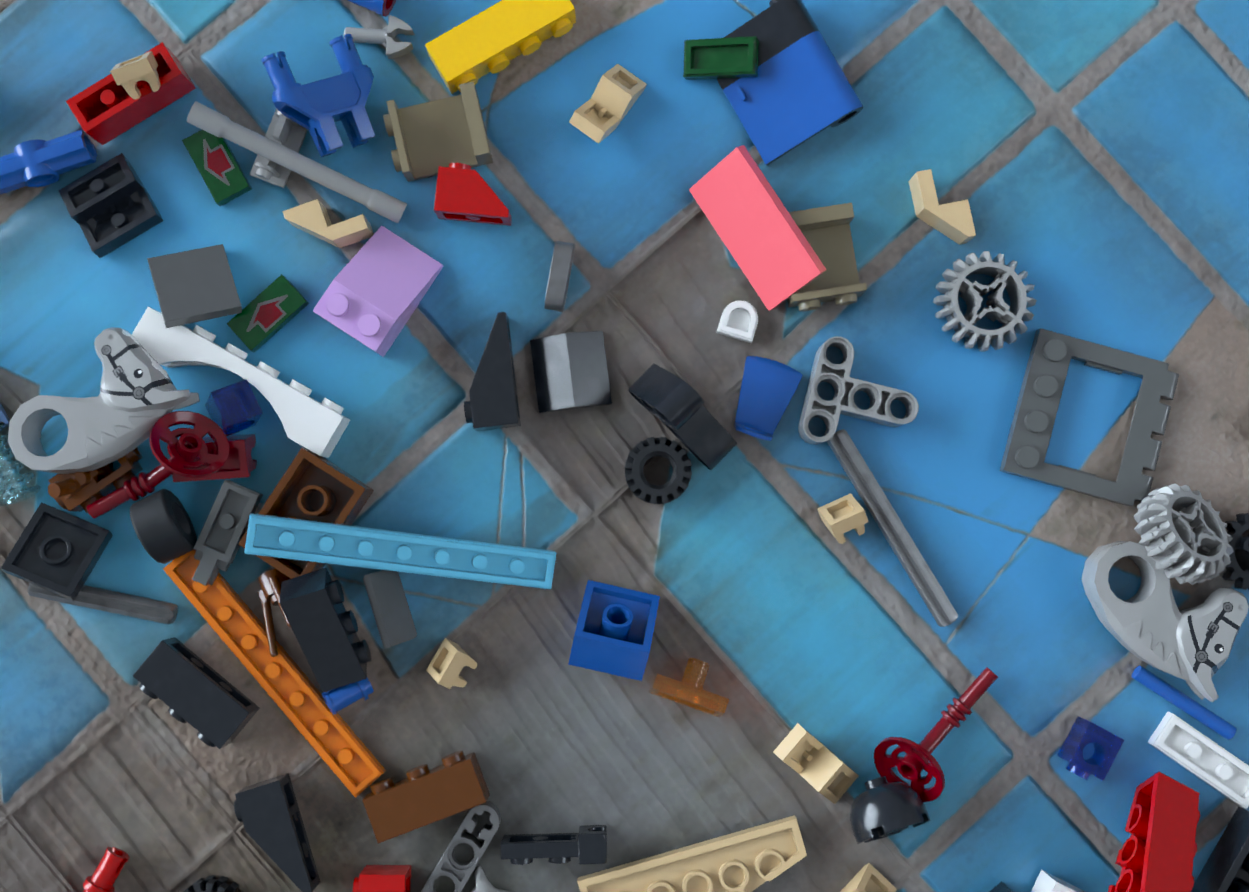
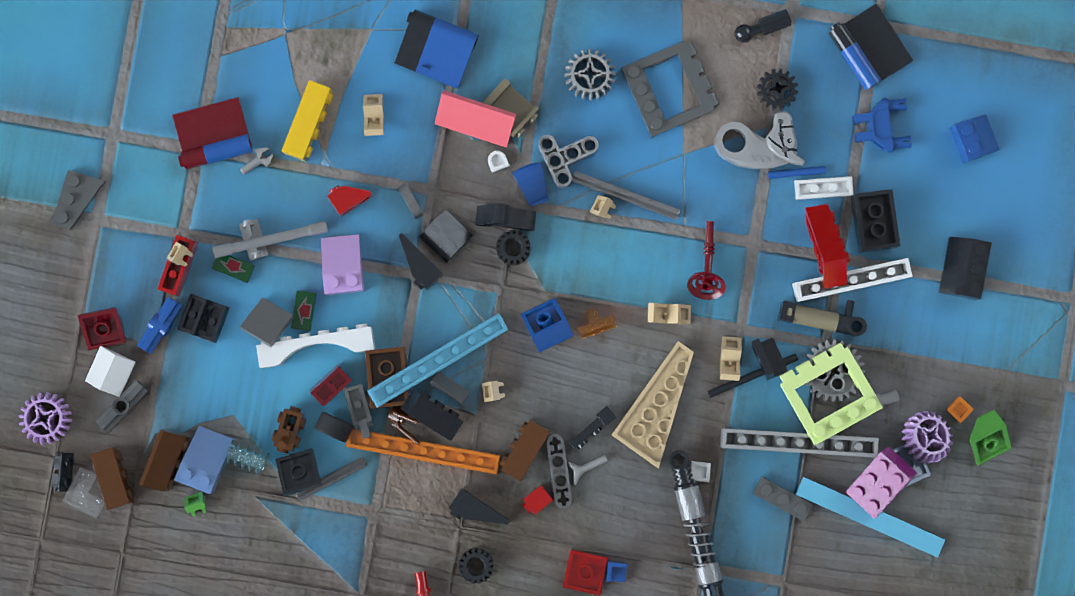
camera: 35 degrees left, 0 degrees up
(104, 427) = (281, 404): light grey animal -> none
(182, 453) = (321, 392): dark red dish -> none
(195, 693) = (399, 484): black brick -> none
(234, 407) = (323, 358): clear blue brick -> none
(314, 220) = (293, 258): tan slope -> none
(326, 100) = (258, 210): blue connector -> none
(346, 695) = (460, 436): blue pin -> none
(438, 134) = (314, 182): dark tan panel -> none
(721, 58) = (404, 60): dark green tile -> none
(886, 810) = (710, 309): black cylinder -> none
(949, 219) = (550, 51): tan slope -> none
(1105, 744) = (775, 213): clear blue brick -> none
(1183, 534) = (740, 106): light grey gear -> none

